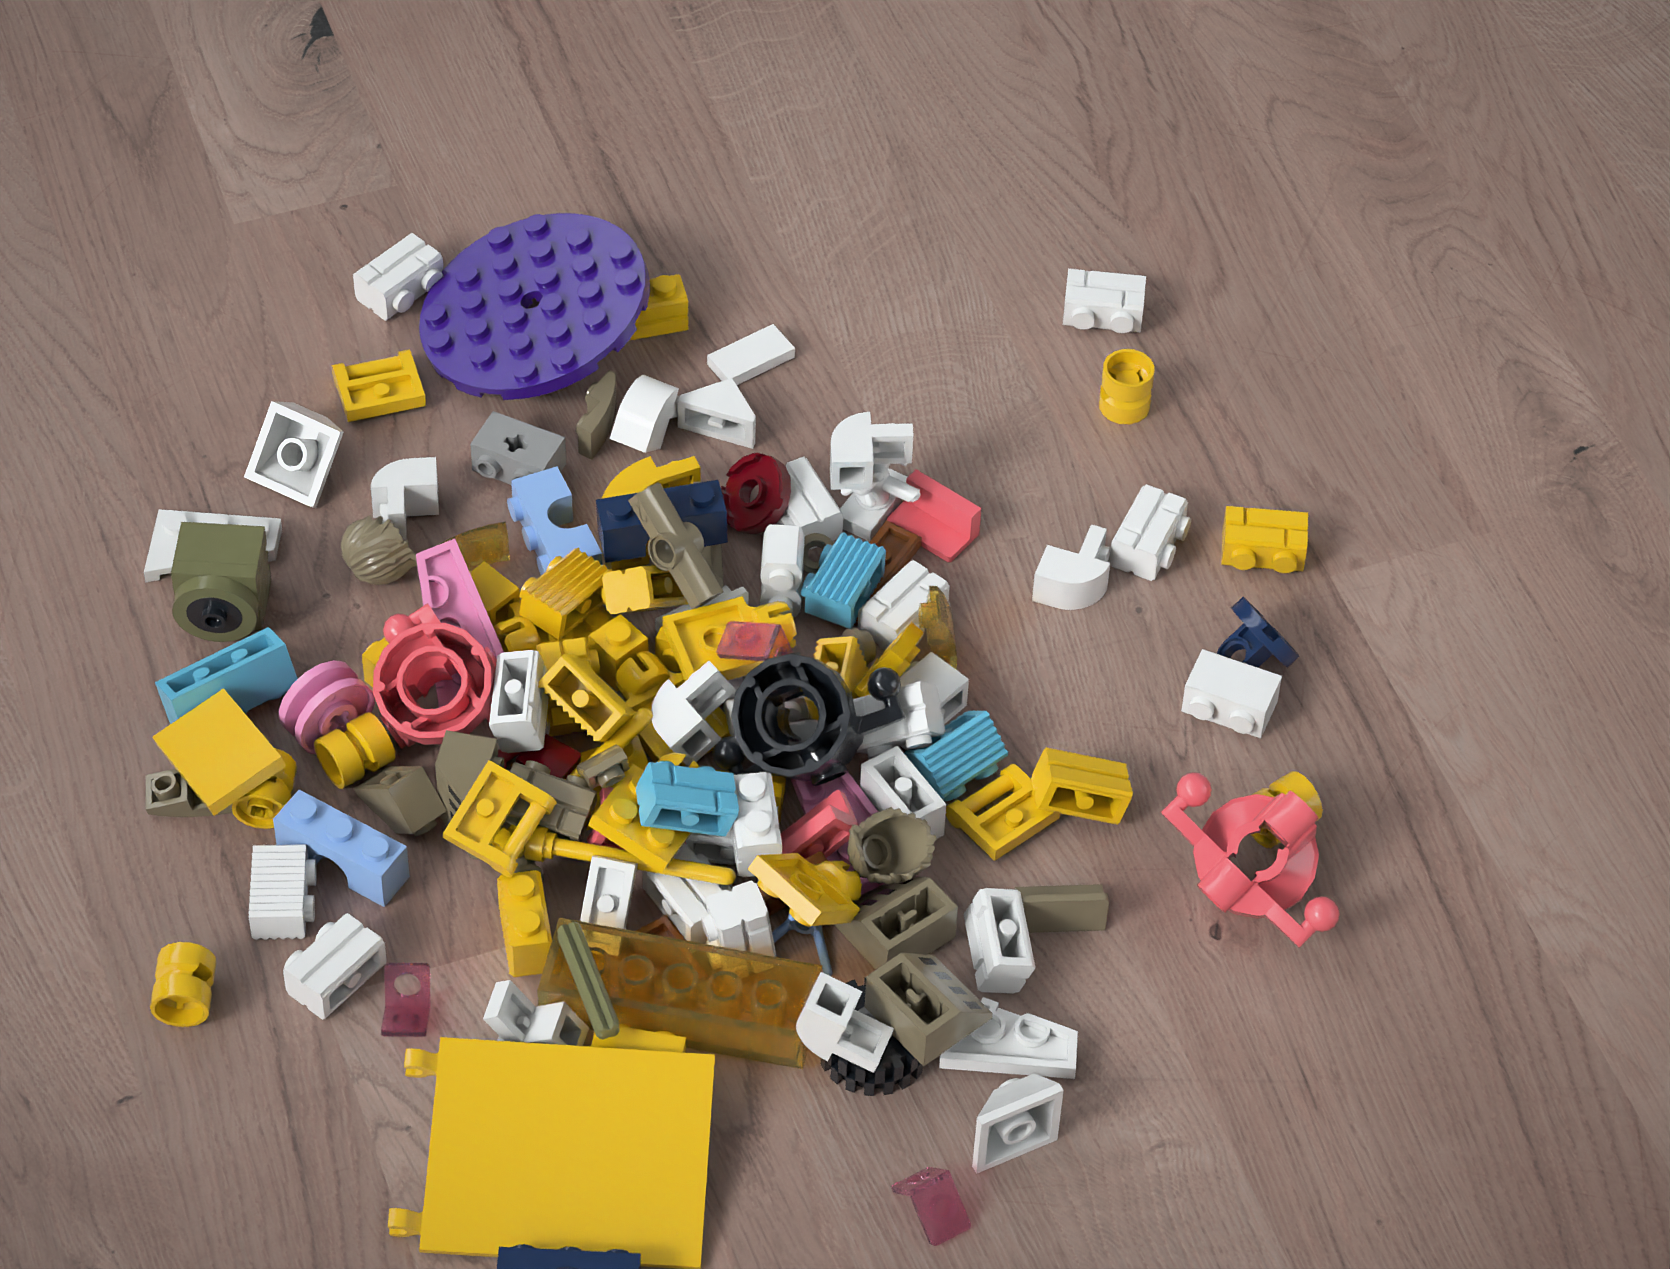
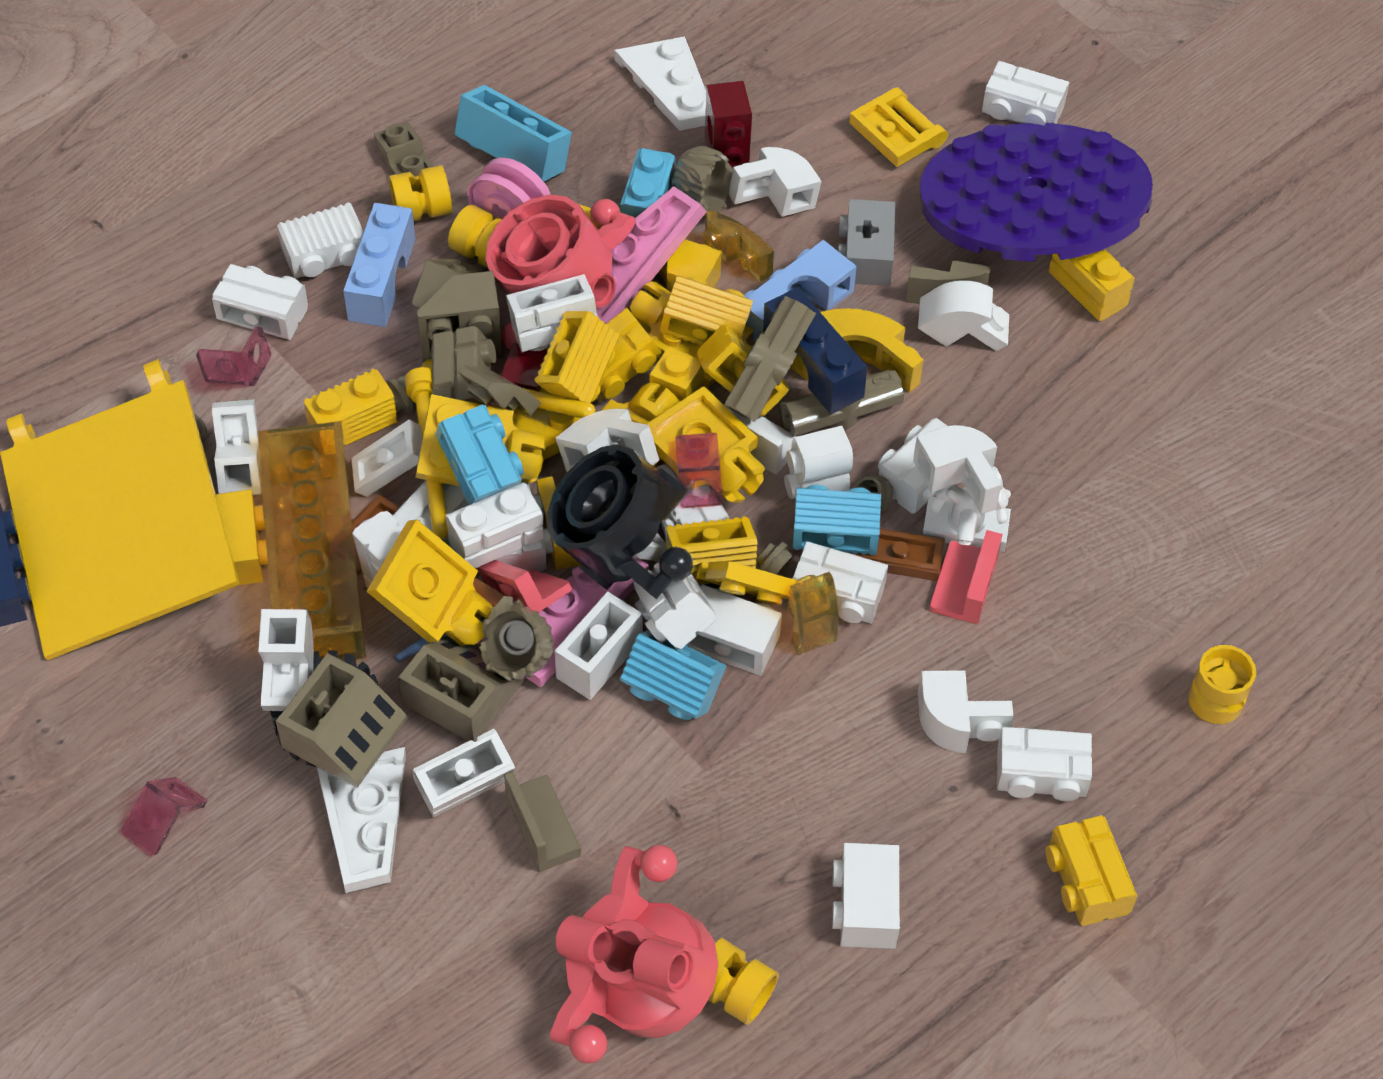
camera: 70 degrees right, 5 degrees up
(183, 984) = (188, 212): yellow wheel -> none
(219, 751) = (427, 146): yellow tile -> none
(220, 580) = (612, 90): olive piece -> none
(294, 452) = (791, 91): white slope -> none
(322, 503) = (729, 121): none -> dark red brick
(361, 598) = (647, 181): none -> medium azure brick
(486, 811) = (412, 323): yellow plate -> none
(588, 980) = (272, 459): olive axle -> none
(718, 413) = (1003, 369): white slope -> none
(751, 355) = (1091, 375): white tile -> none
(771, 499) = (907, 419): dark red tile -> none
(1008, 821) = (629, 749): yellow plate -> none
(1017, 1120) = (262, 845): white slope -> none
(1081, 786) = (679, 788): yellow brick -> none
(1104, 300) = (1331, 635): white brick -> none
(1256, 638) = (947, 897): dark blue tile -> none

